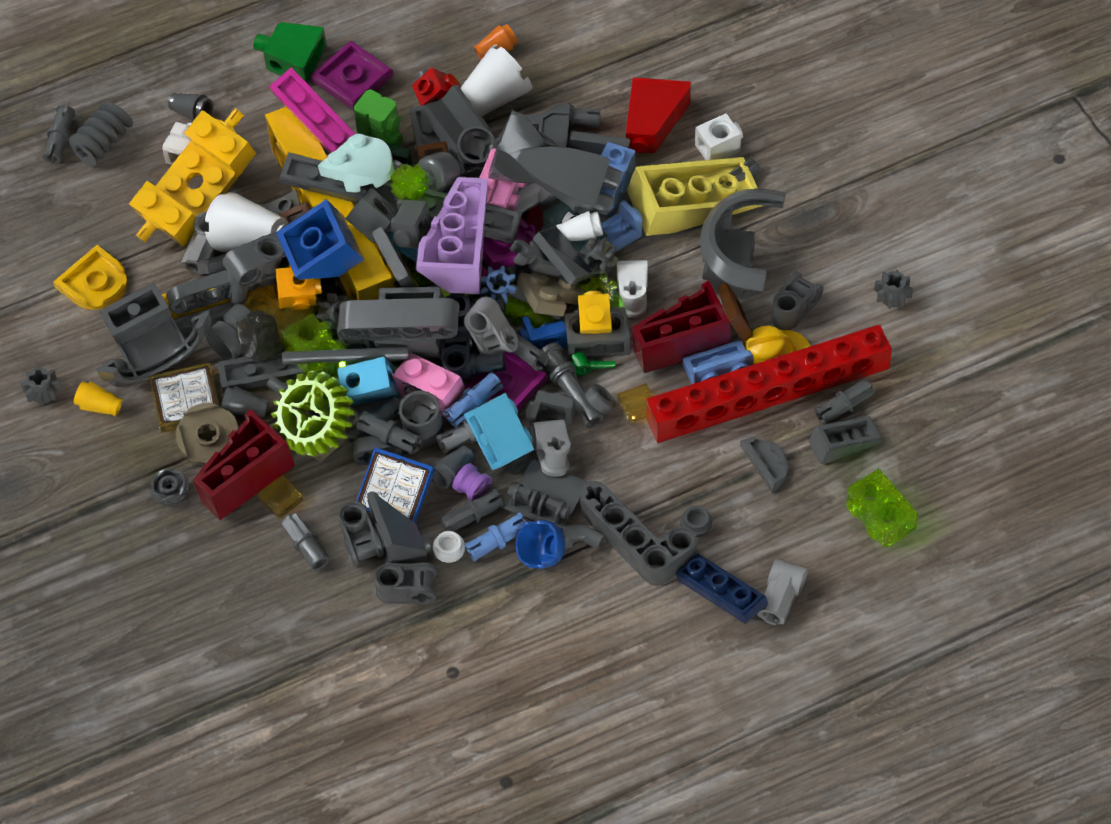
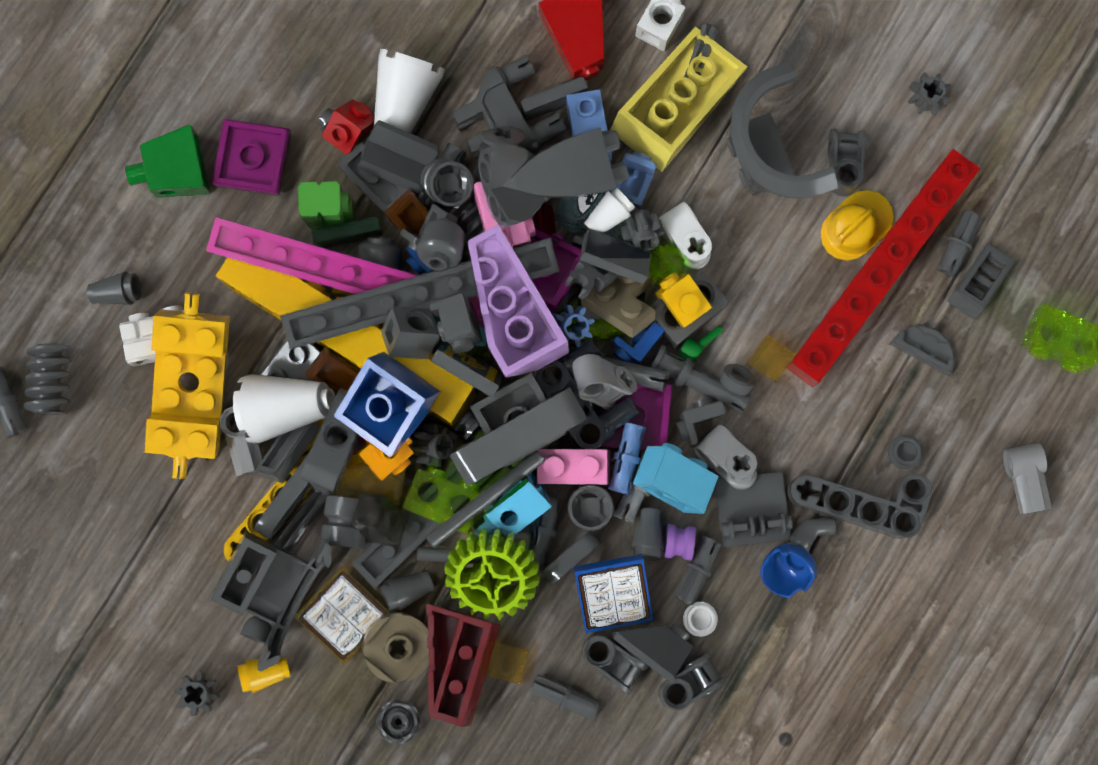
camera: 35 degrees left, 25 degrees up
(94, 280) = (160, 542): yellow tile -> none
(359, 163) = (364, 288): light aqua slope -> none
(389, 432) = (577, 548): dark grey pin -> none
(409, 182) = (429, 281): clear neon green gear -> none
(495, 537) = (738, 582): medium blue pin -> none
(502, 36) = (369, 34): orange cone -> none
(682, 330) = (772, 259): dark red wedge -> none
(717, 361) = (822, 276): medium blue bracket -> none
(721, 588) = (999, 514): dark blue tile -> none
(735, 312) = (810, 215): reddish brown tile -> none

